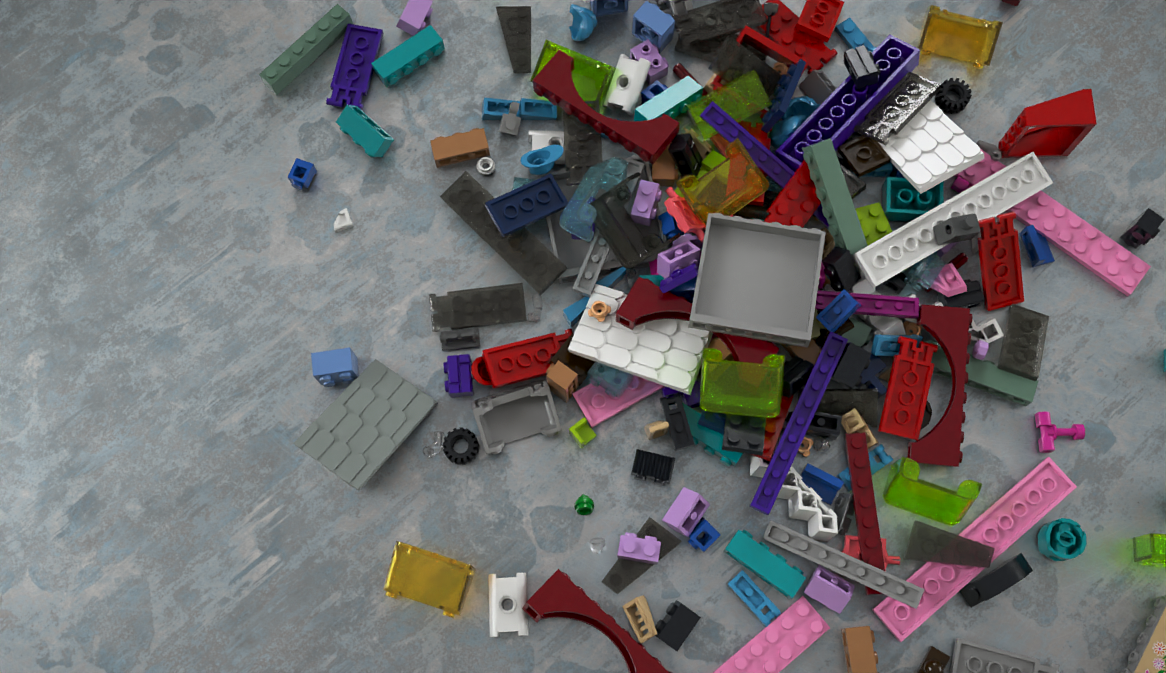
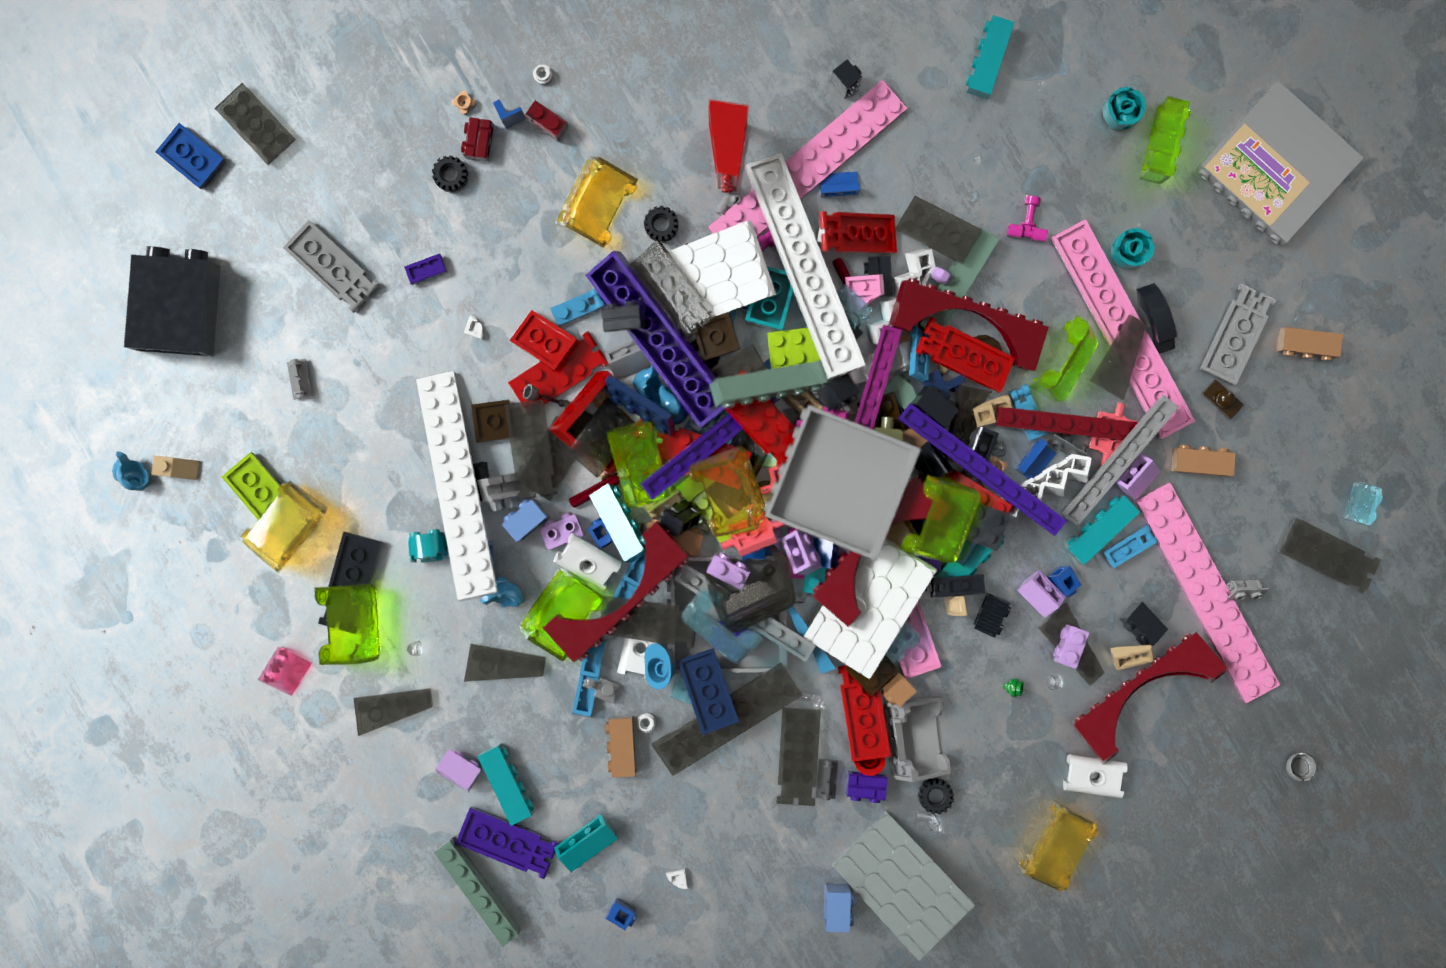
camera: 80 degrees left, 15 degrees up
(582, 433) = (945, 676): lime panel -> none
(599, 305) = (831, 640): light nougat plate -> none
(678, 277) = (826, 559): dark purple plate -> none
(838, 311) = (885, 409): blue panel -> none
(962, 227) = (823, 267): dark grey torso -> none

